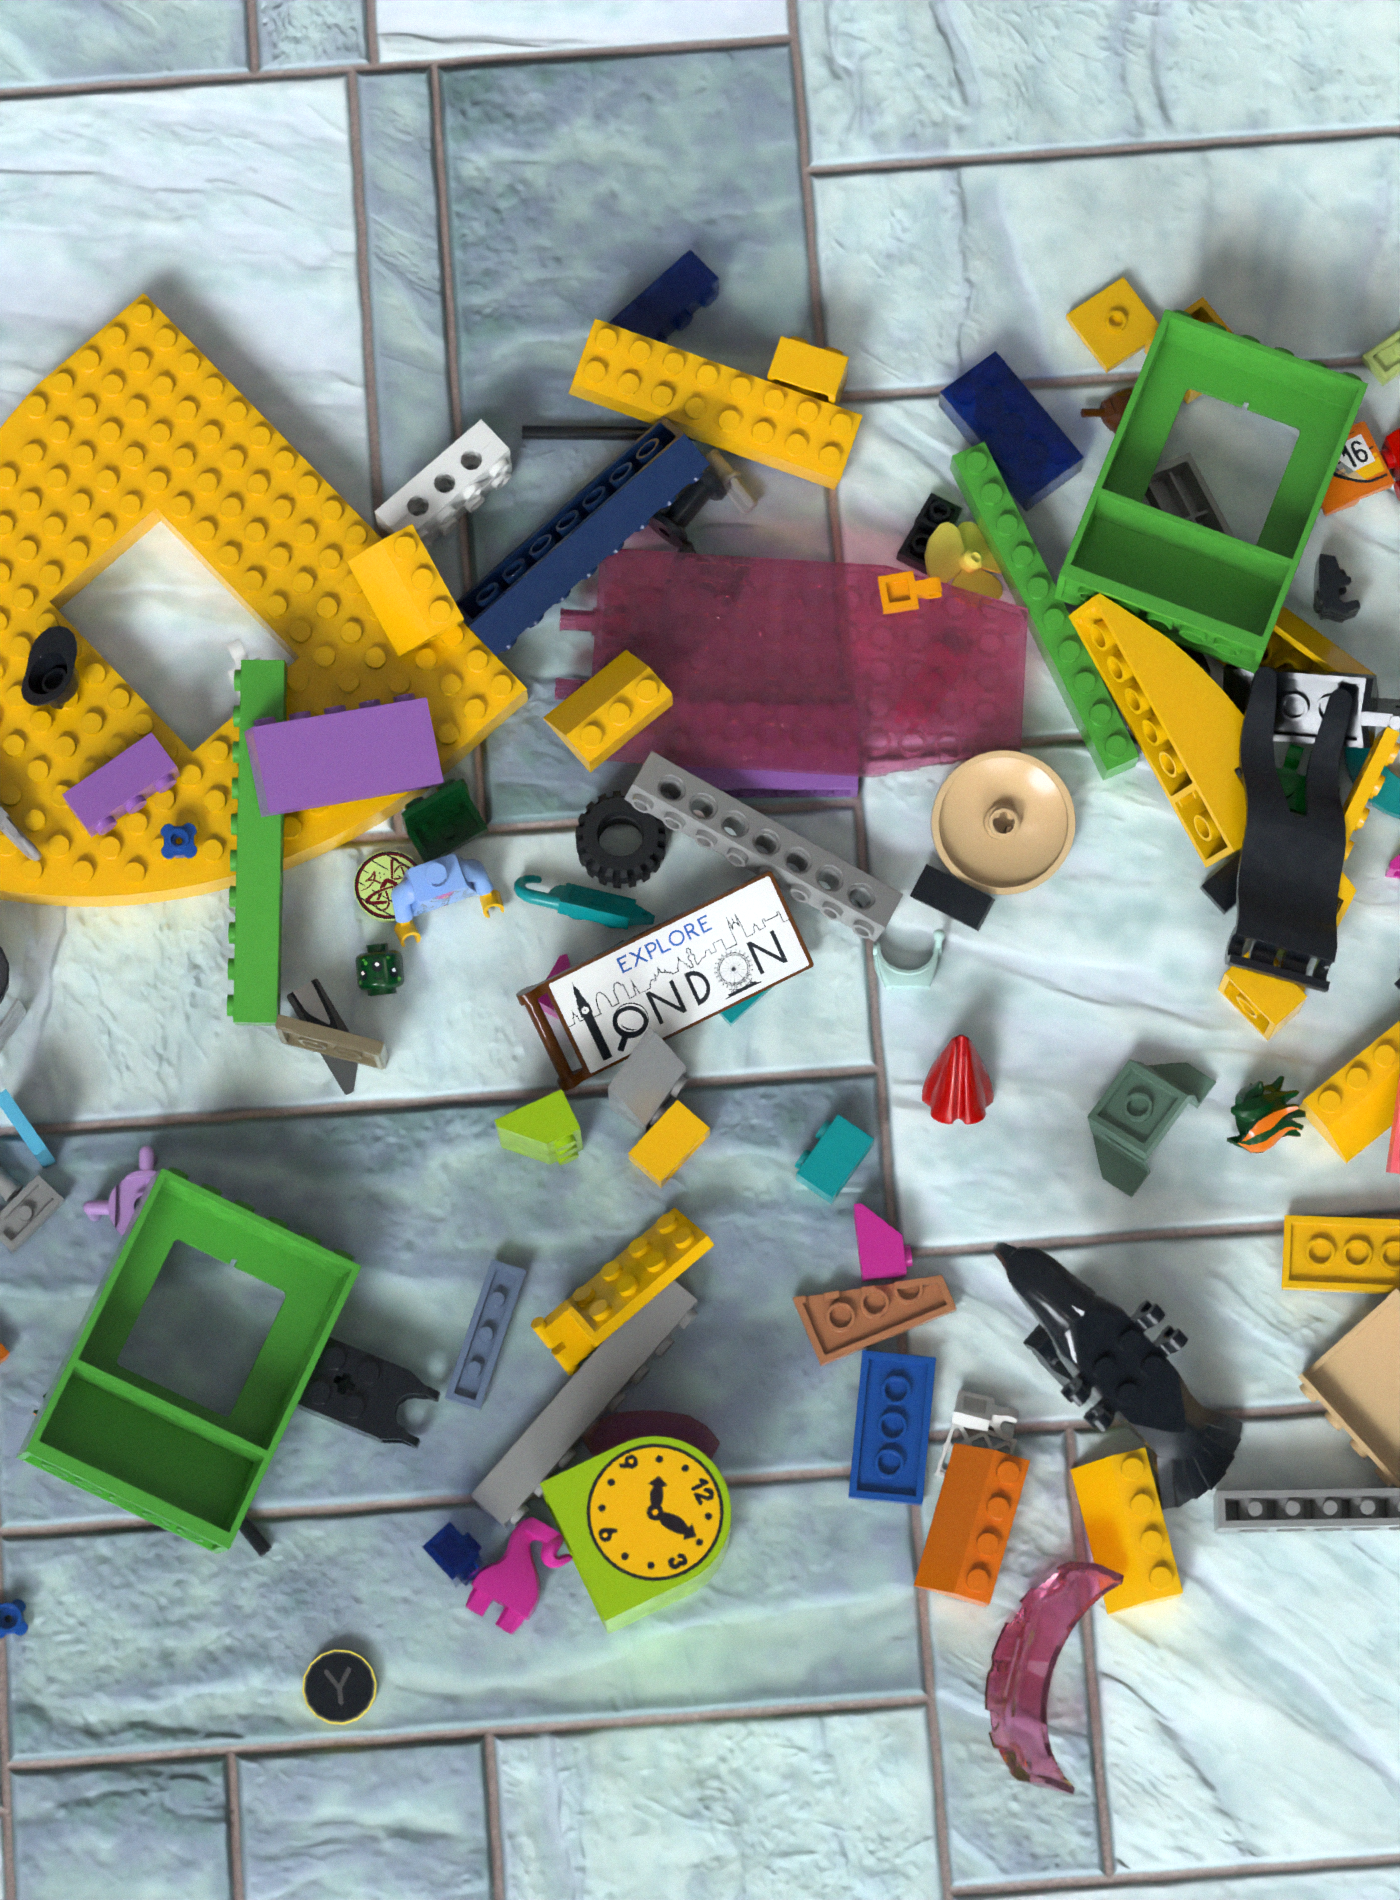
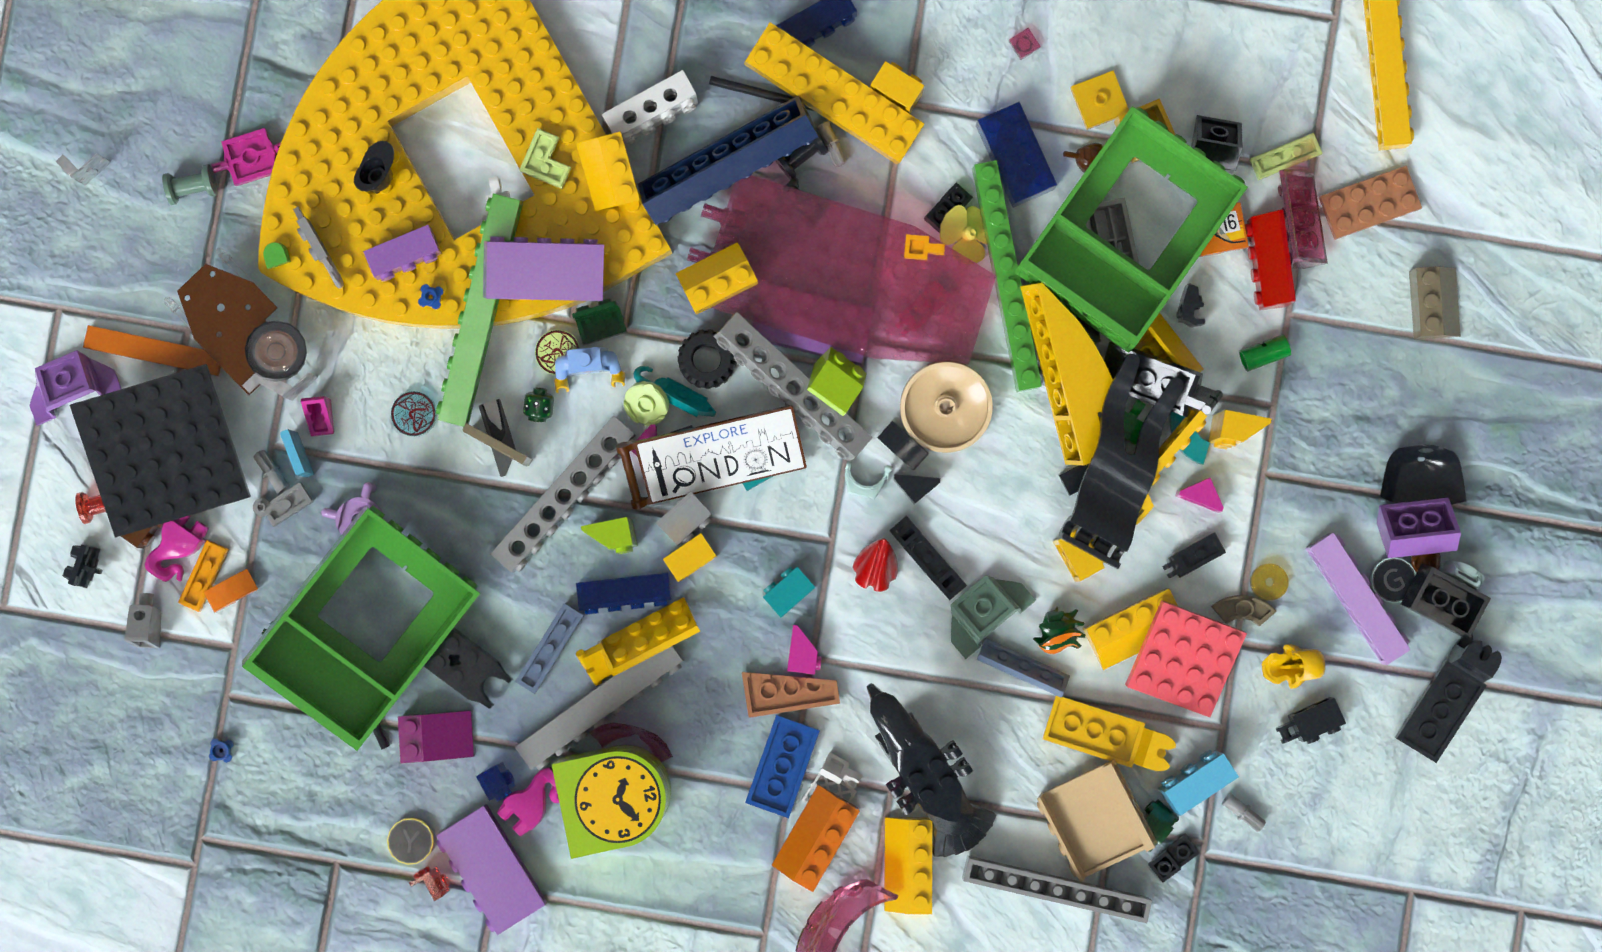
camera: 15 degrees right, 10 degrees up
(43, 1066) = (318, 415): none -> dark pink slope
(189, 1031) = (413, 413): none -> tile
(297, 607) = (539, 162): none -> yellowish green tile
(341, 1513) = (435, 736): none -> magenta slope
(395, 1214) = (505, 552): none -> light grey brick
(398, 1735) = (434, 881): none -> clear red bracket
(477, 1698) = (491, 870): none -> medium lavender brick
(544, 927) = (646, 403): none -> yellowish green tile
(581, 1220) = (623, 592): none -> clear blue brick
(827, 820) = (836, 380): none -> lime slope
(980, 270) = (1024, 44): none -> clear pink tile
(987, 953) = (915, 486): none -> black slope
(1032, 1057) = (927, 558): none -> black slope
(1223, 1186) = (1023, 667): none -> sand blue plate
(1308, 335) = (1218, 140): none -> black slope

